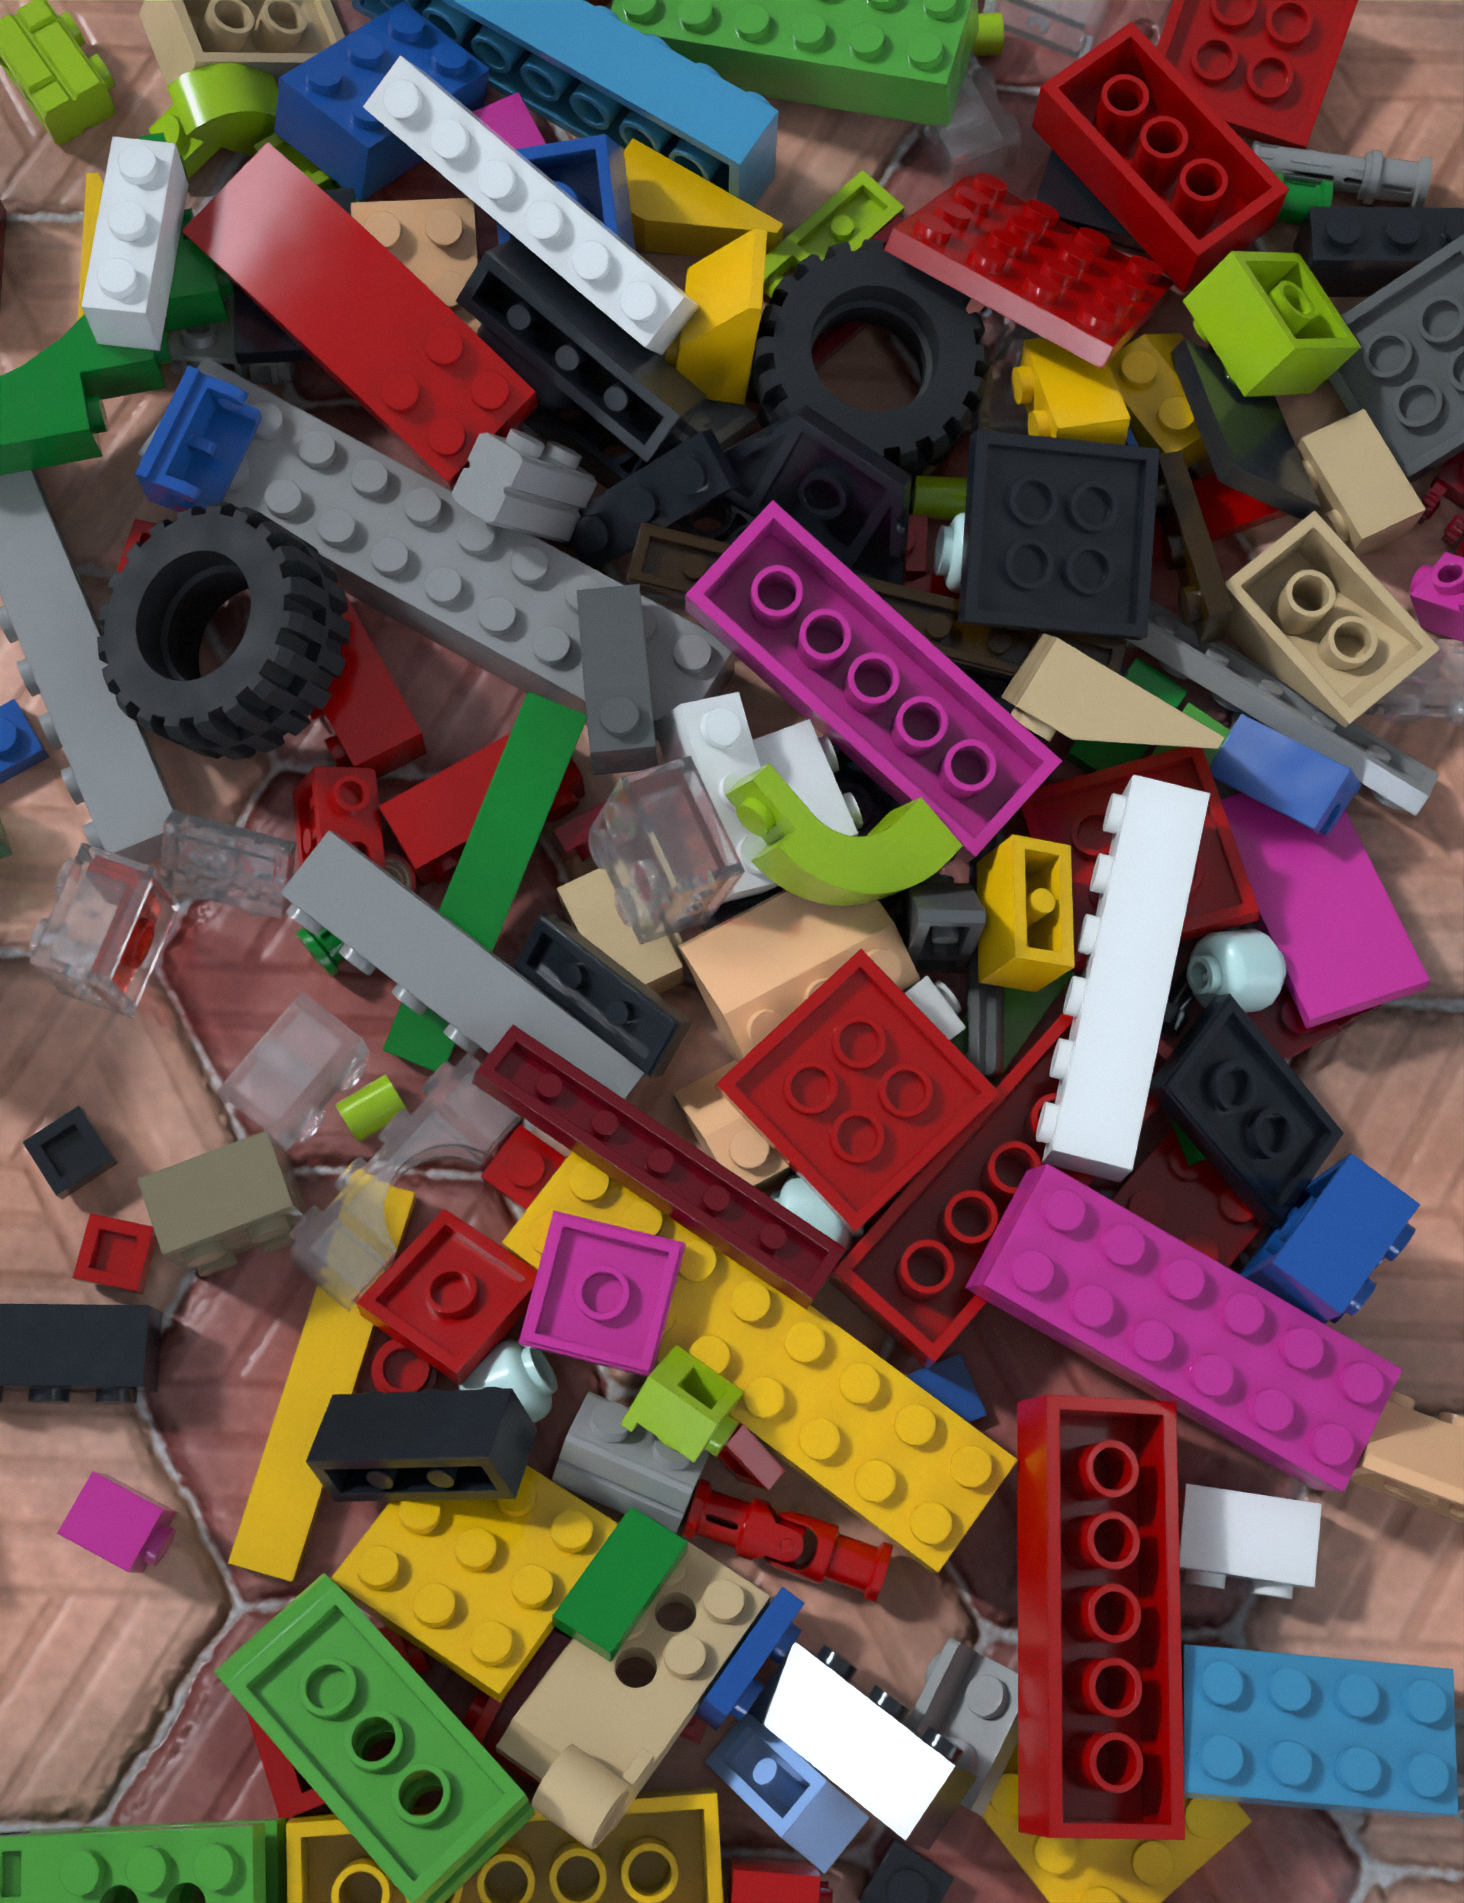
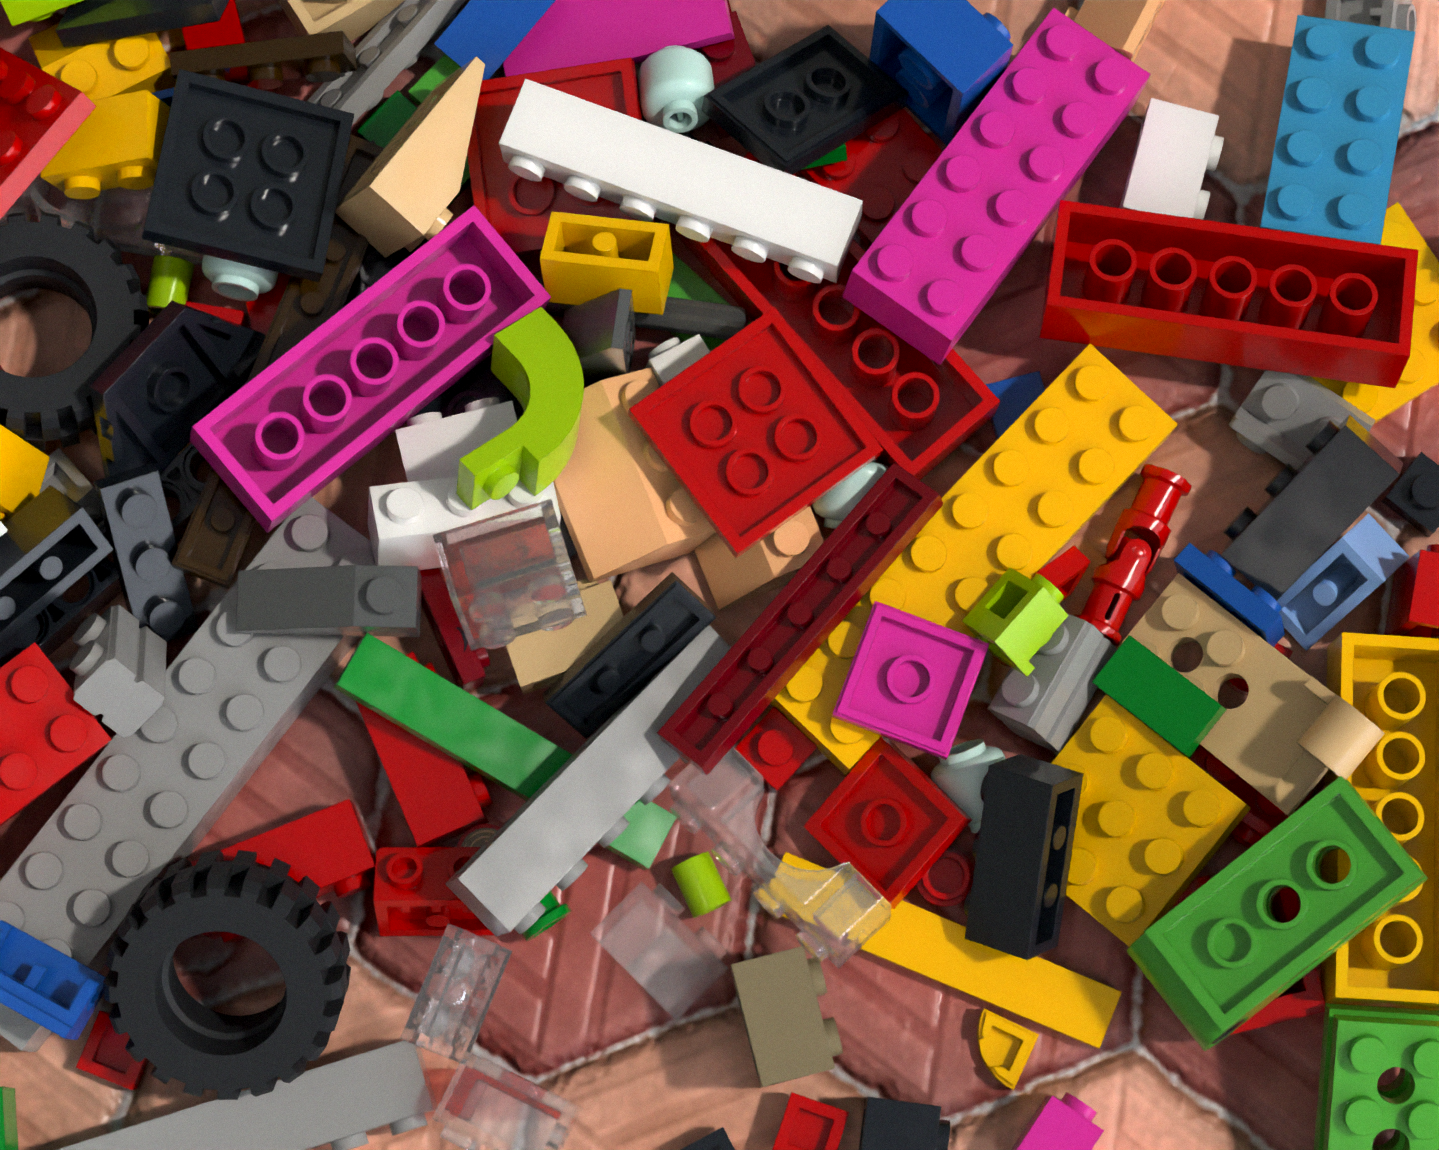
camera: 80 degrees left, 5 degrees up
(225, 1457) = (1004, 1047): none -> yellow tile

